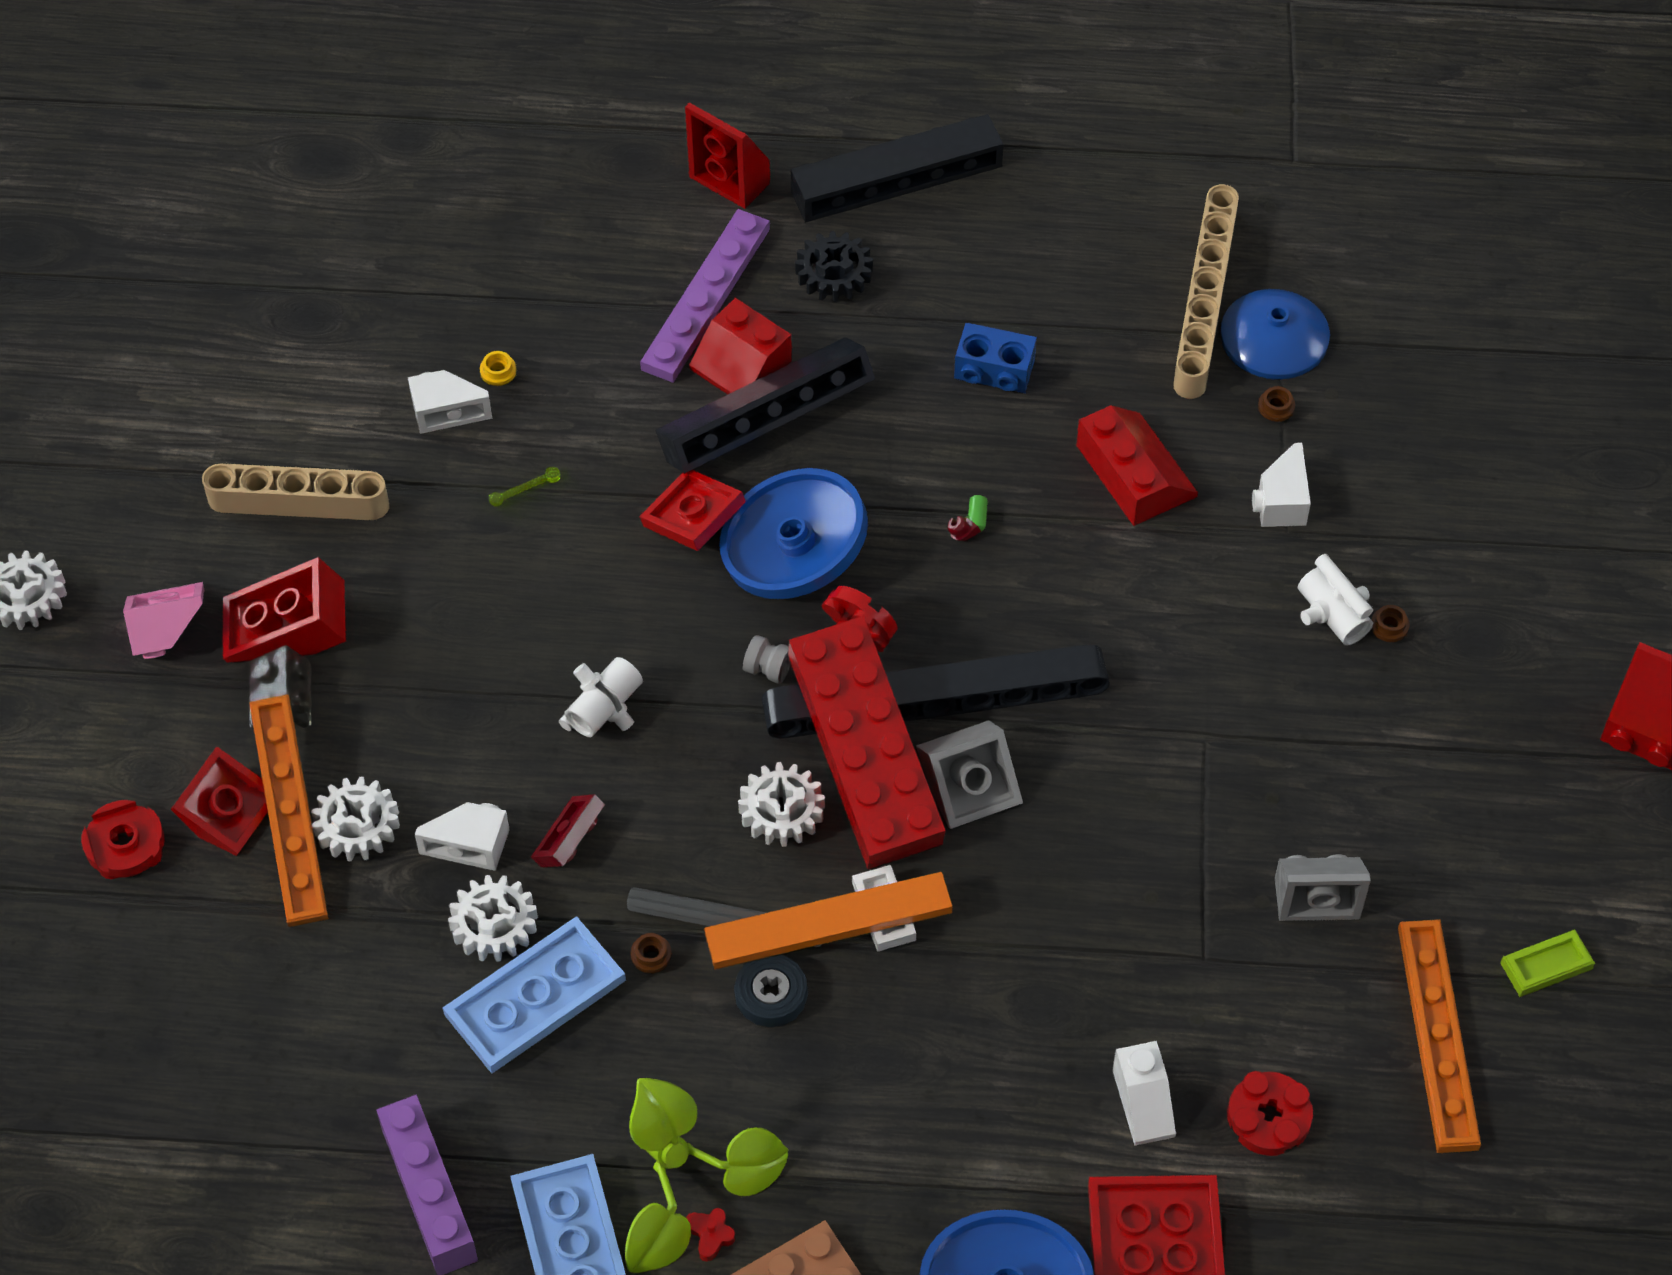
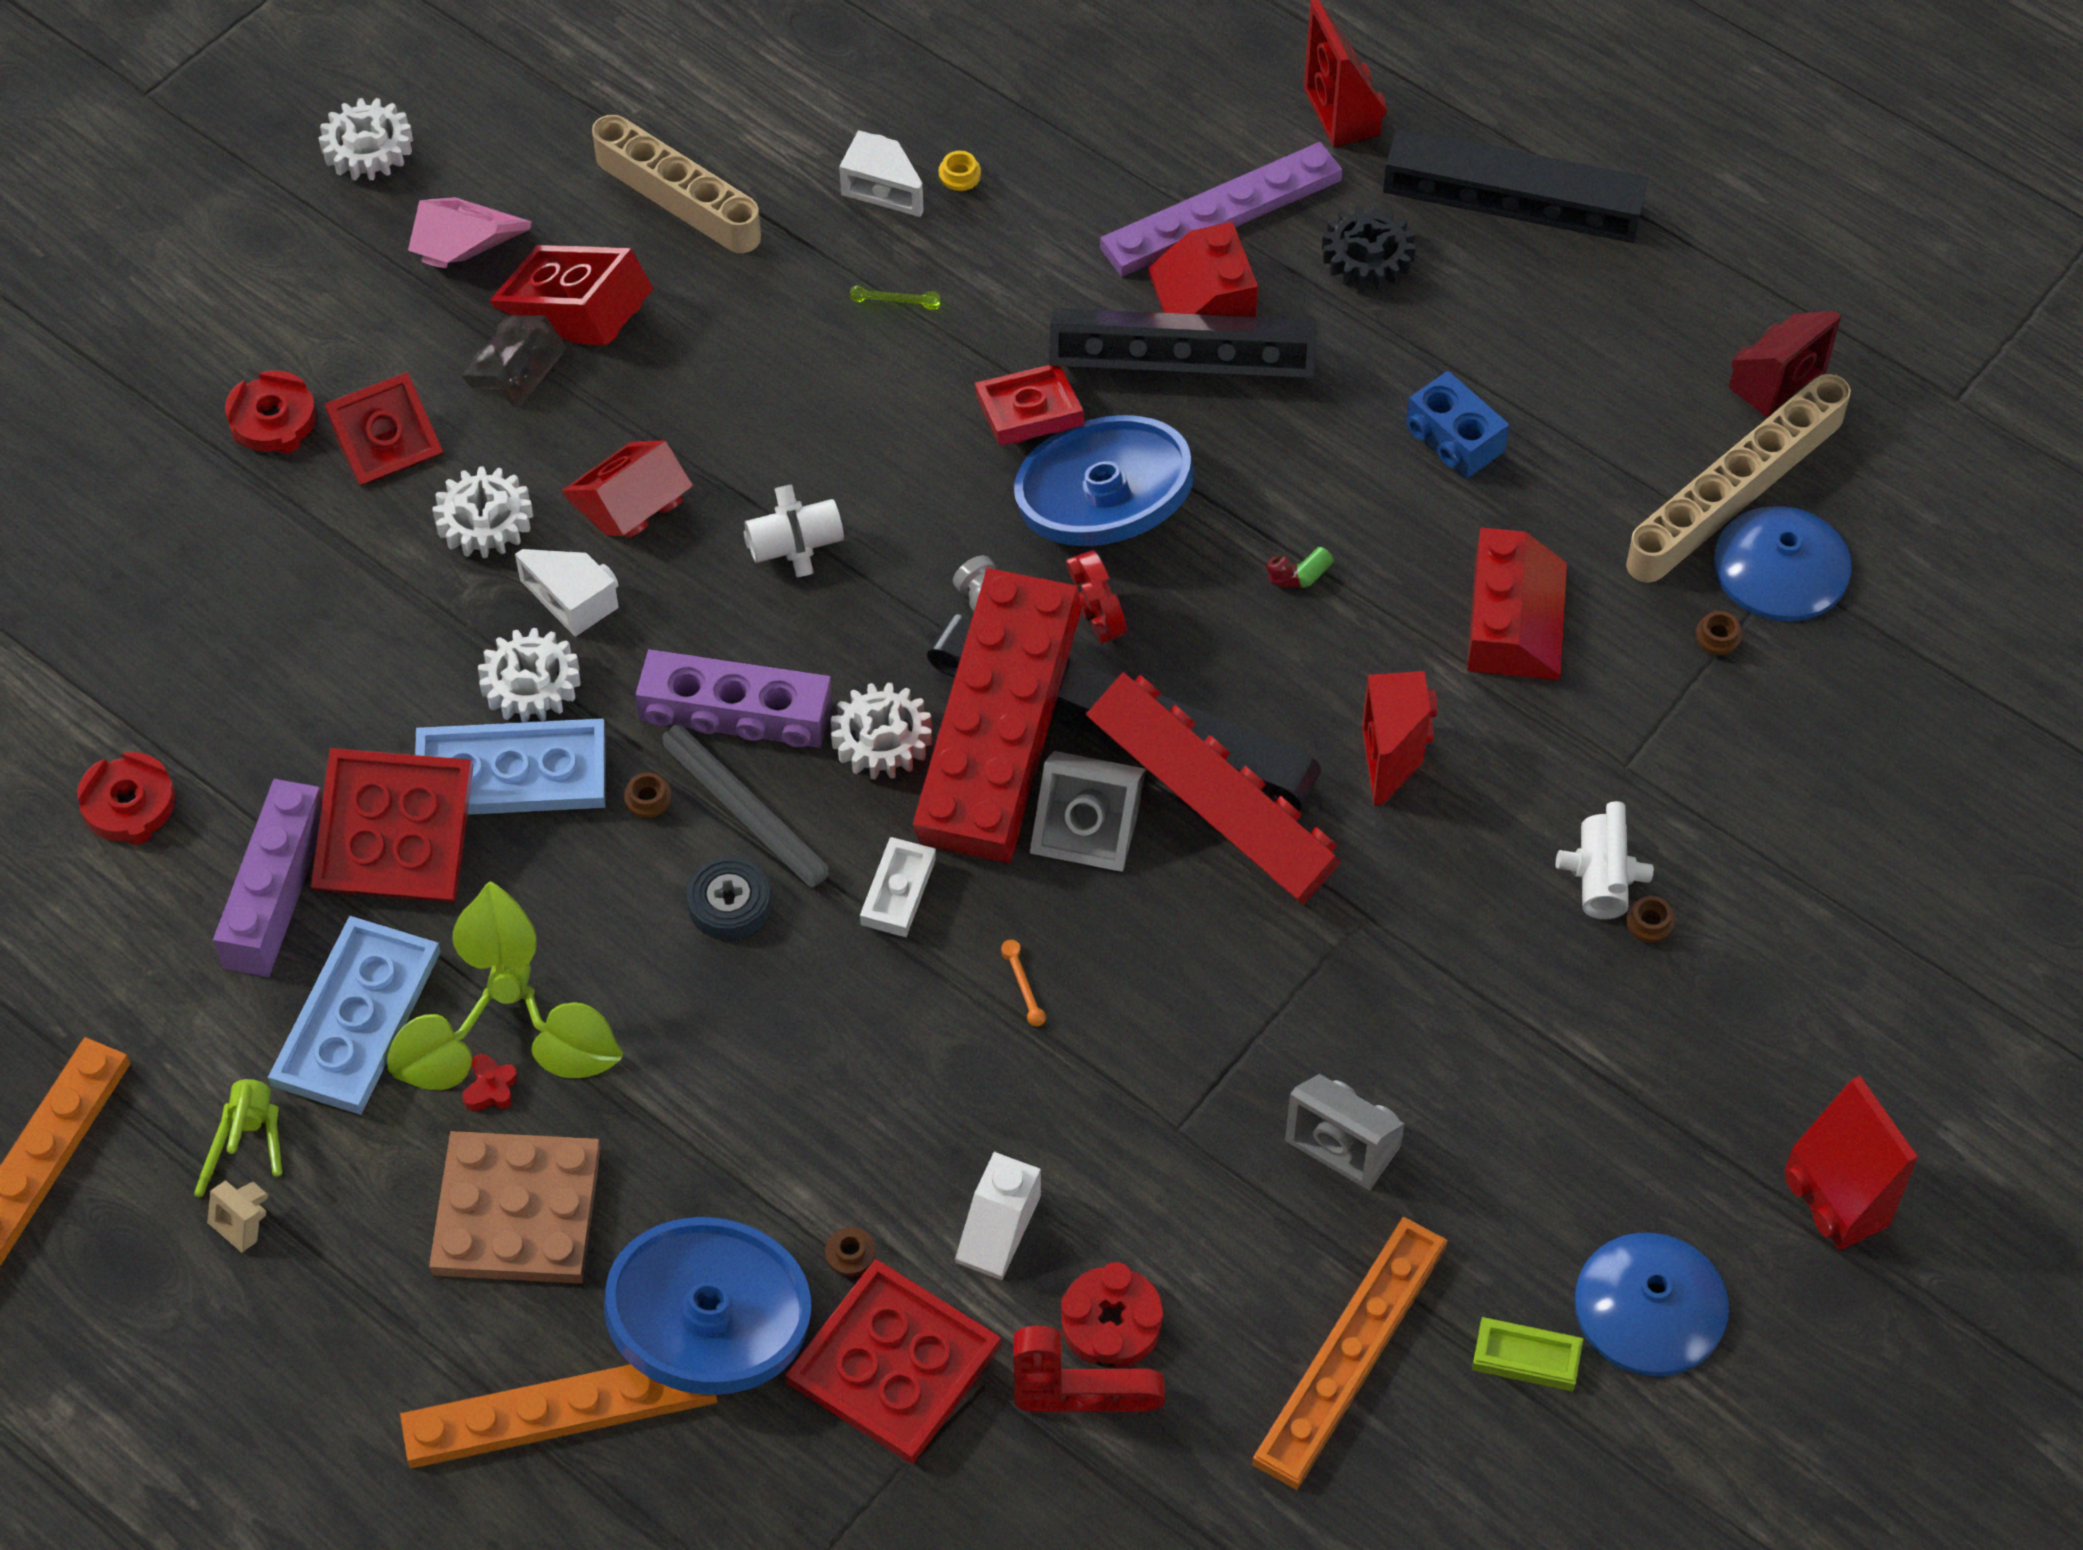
camera: 35 degrees right, 0 degrees up
(275, 1213) = (129, 820): none -> red plate
(288, 811) = (427, 468): orange tile -> none
(449, 736) = (630, 488): none -> slope
(489, 1089) = (392, 825): none -> red plate
(567, 831) = (679, 632): dark red plate -> none
(667, 827) = (717, 682): none -> medium lavender brick
(828, 920) = (829, 863): orange tile -> none
(994, 906) = (1011, 951): none -> orange hinge
(1051, 704) = (1214, 788): none -> red brick
(1063, 1195) = (854, 1264): none -> reddish brown plate
(1132, 592) = (1396, 729): none -> red slope
(1172, 192) = (1784, 360): none -> dark red slope
(1283, 1173) = (1045, 1387): none -> red beam
(1284, 491) = (1648, 721): white slope -> none
(1589, 897) = (1648, 1329): none -> blue dish

